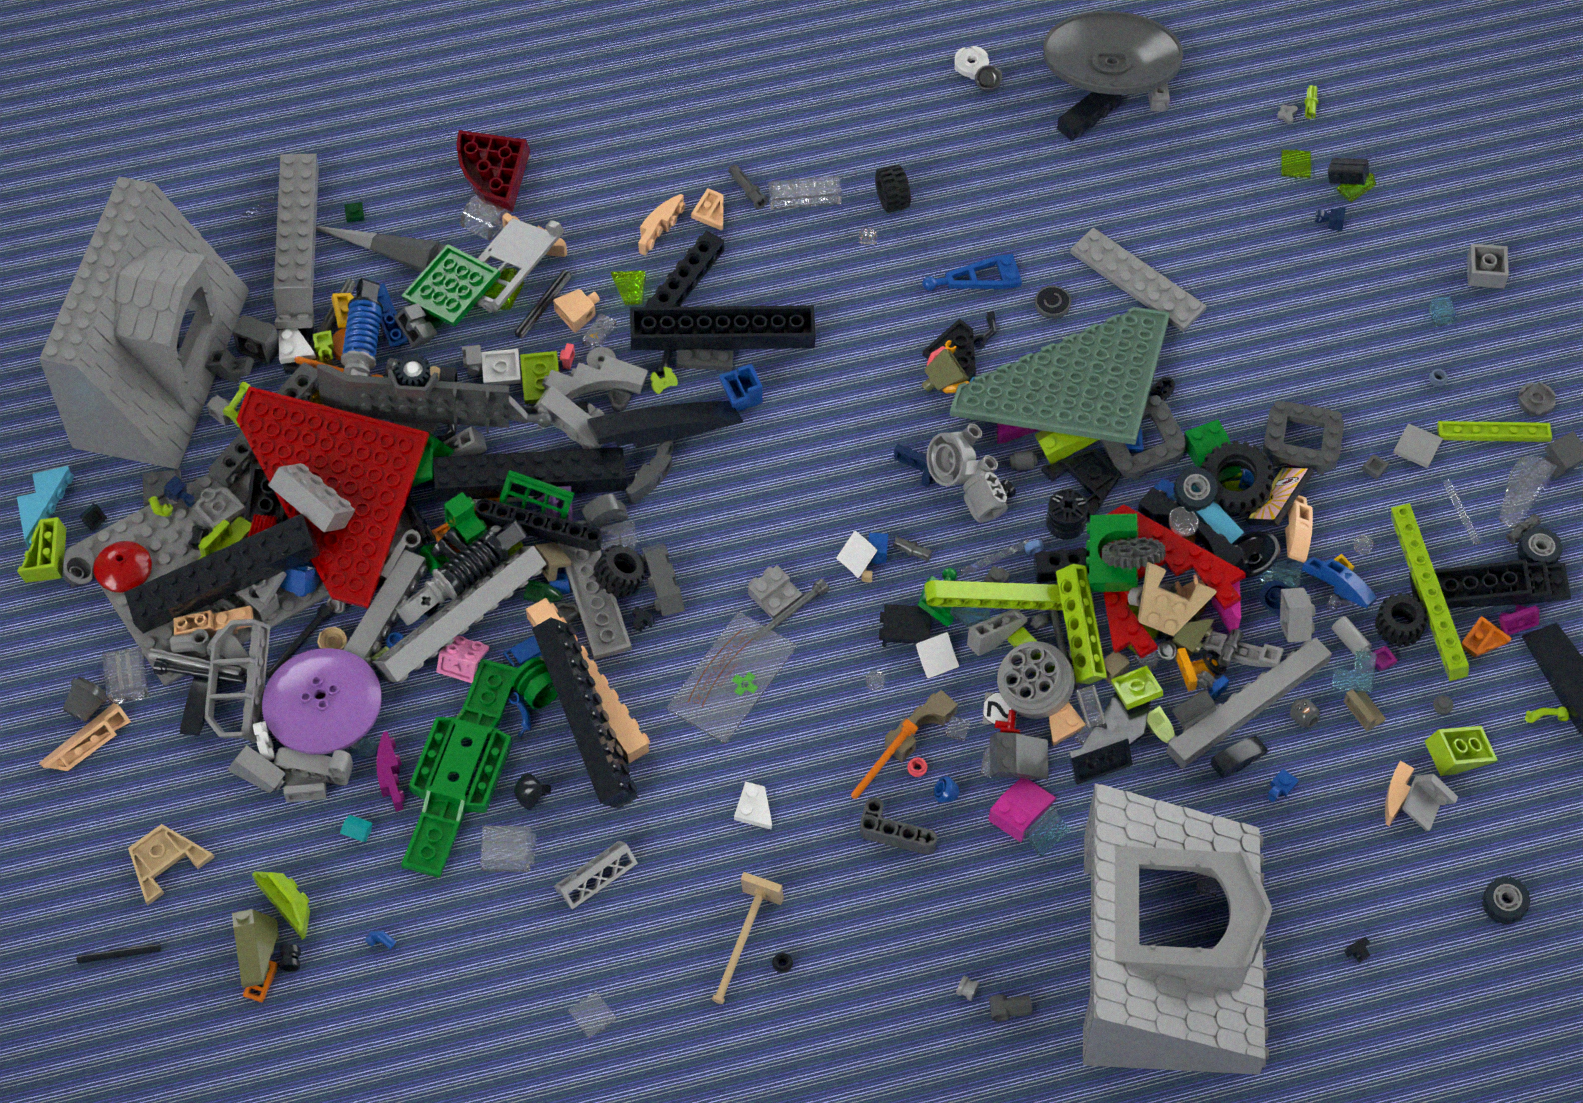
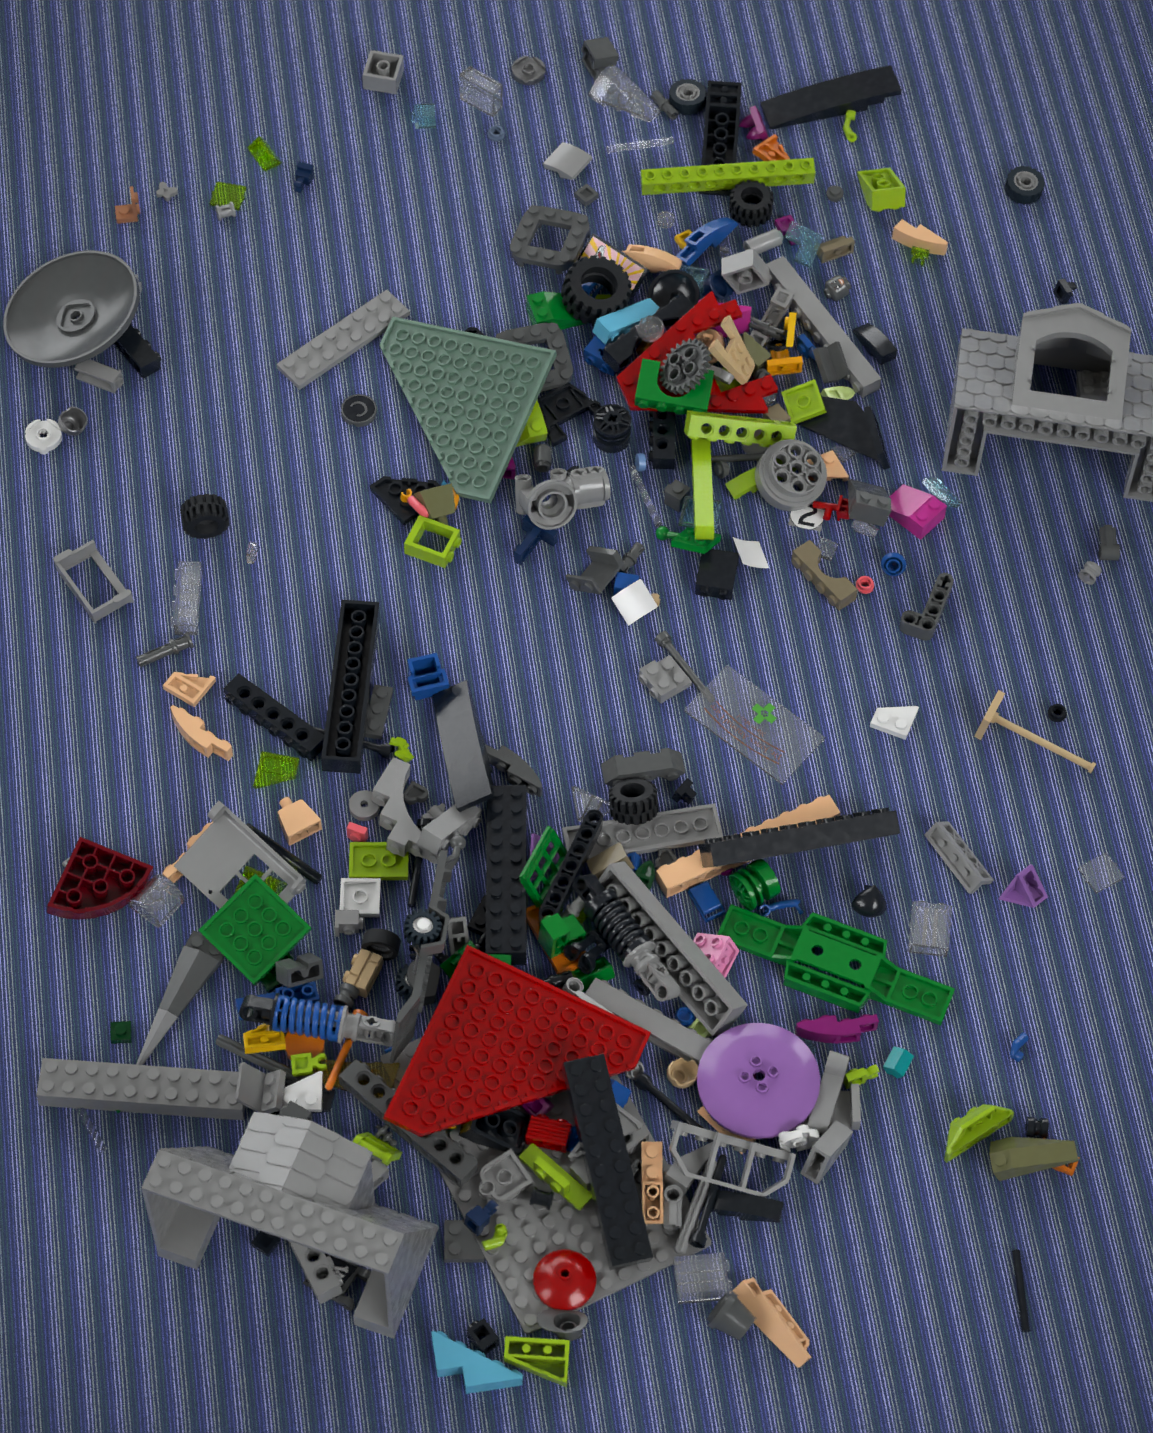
camera: 85 degrees left, 0 degrees up
(67, 508) = (482, 1328): none -> black brick
(93, 516) = (497, 1311): black tile -> none
(160, 851) = (913, 1250): tan wing -> none
(312, 497) = (537, 1057): light grey brick -> none
(337, 791) = (859, 1076): none -> lime plate
(562, 939) = (1025, 889): none -> medium lavender slope
(599, 331) = (327, 804): clear tile -> none
(603, 509) = (558, 812): dark grey brick -> none
(826, 95) = (70, 558): none -> light grey piece
(875, 680) = (769, 607): clear tile -> none
(885, 519) = (600, 571): none -> dark grey panel
(905, 363) = (429, 555): none -> lime window
(907, 729) = (839, 577): orange piece -> none
(992, 330) = (371, 462): black arm -> none
(992, 632) = (732, 502): light grey slope -> none
(1006, 267) = (315, 442): blue plate -> none
(1048, 92) = (99, 375): none -> light grey window
(1091, 706) = (822, 439): clear slope -> none
(1187, 497) = (614, 315): black wheel -> none
(1205, 680) = (802, 349): dark grey plate -> none
(1232, 666) = (789, 325): none -> yellow wing
(1254, 83) = (128, 212): none -> nougat bracket
(1272, 161) = (225, 211): none -> light grey bush
(1282, 784) = (903, 317): blue plate -> none
(1311, 102) = (158, 169): lime axle -> none
(1348, 171) = (254, 152): black brick -> none
(1375, 794) = (919, 253): none -> clear neon green tile
(1425, 799) = (923, 216): light grey bracket -> none
(1484, 352) = (481, 91): none -> clear brick
(1494, 431) = (558, 106): lime tile -> none

